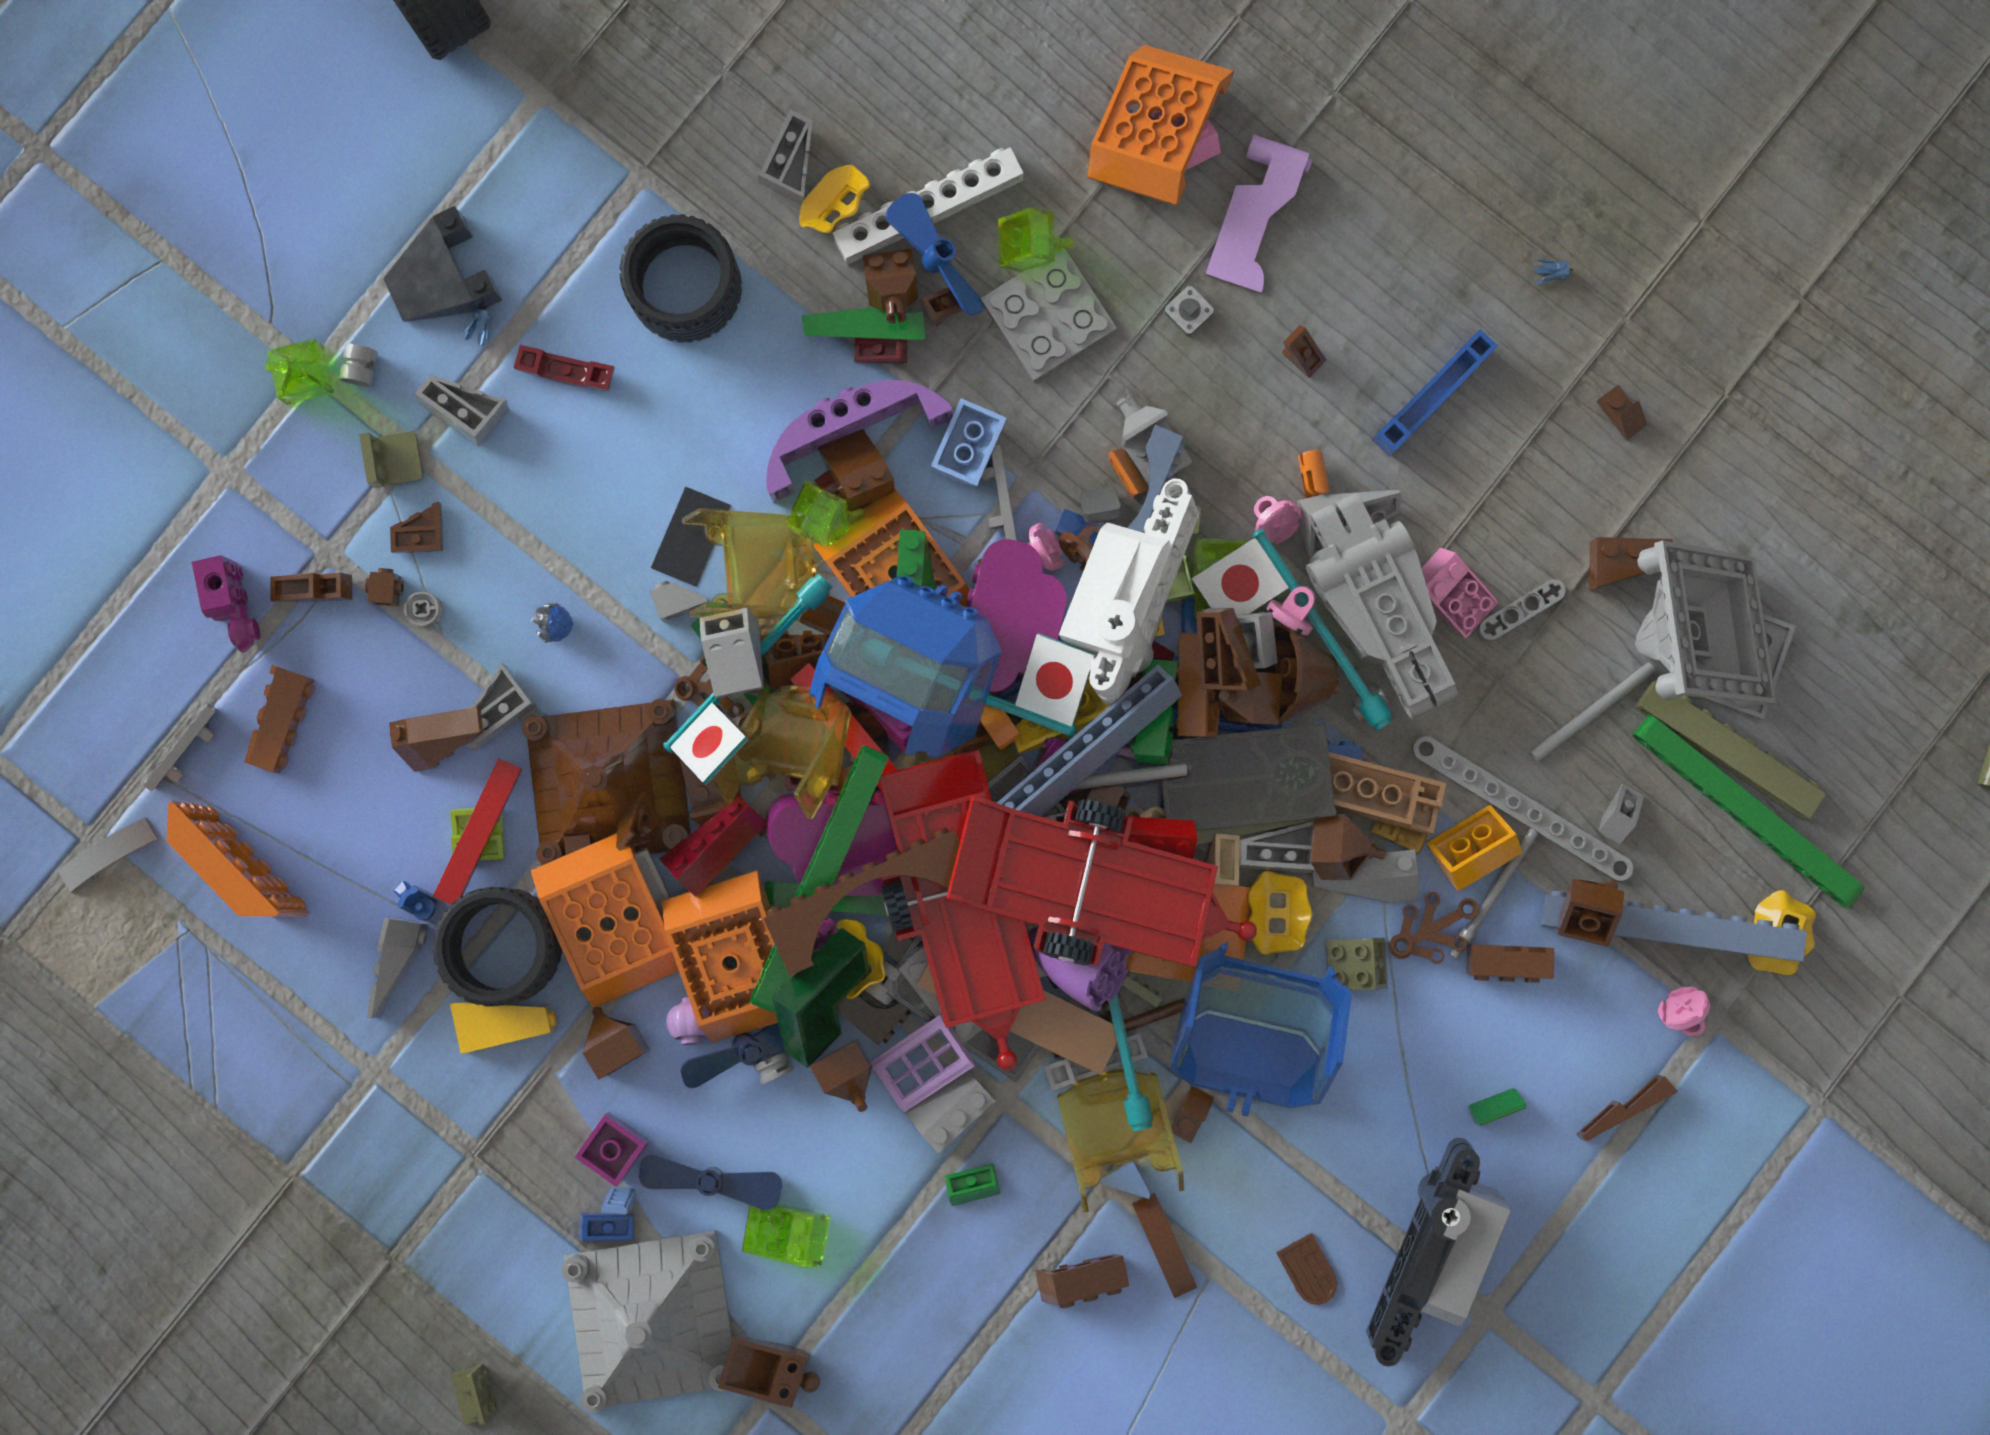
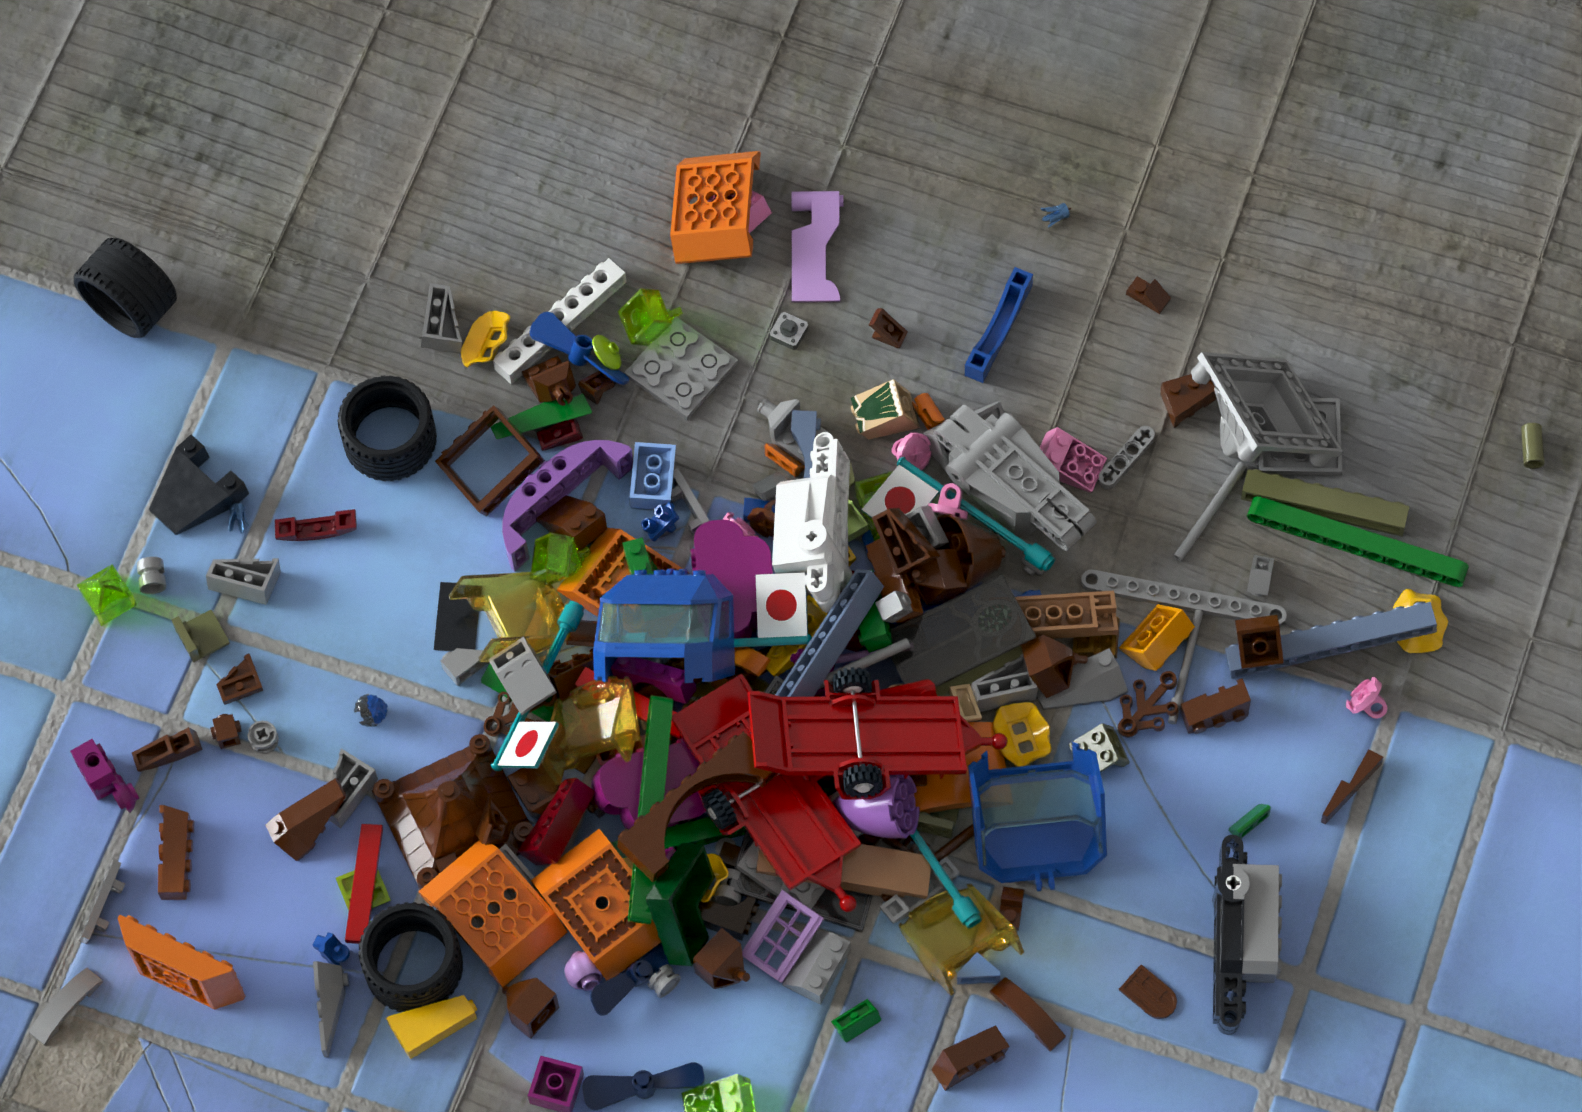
camera: 15 degrees left, 20 degrees down
(763, 325) = (506, 485): none -> reddish brown window
(958, 505) = (661, 522): none -> blue hips
(967, 267) = (607, 352): none -> lime dish
(1185, 724) = (894, 606): none -> light grey brick
(1262, 455) = (884, 410): none -> slope

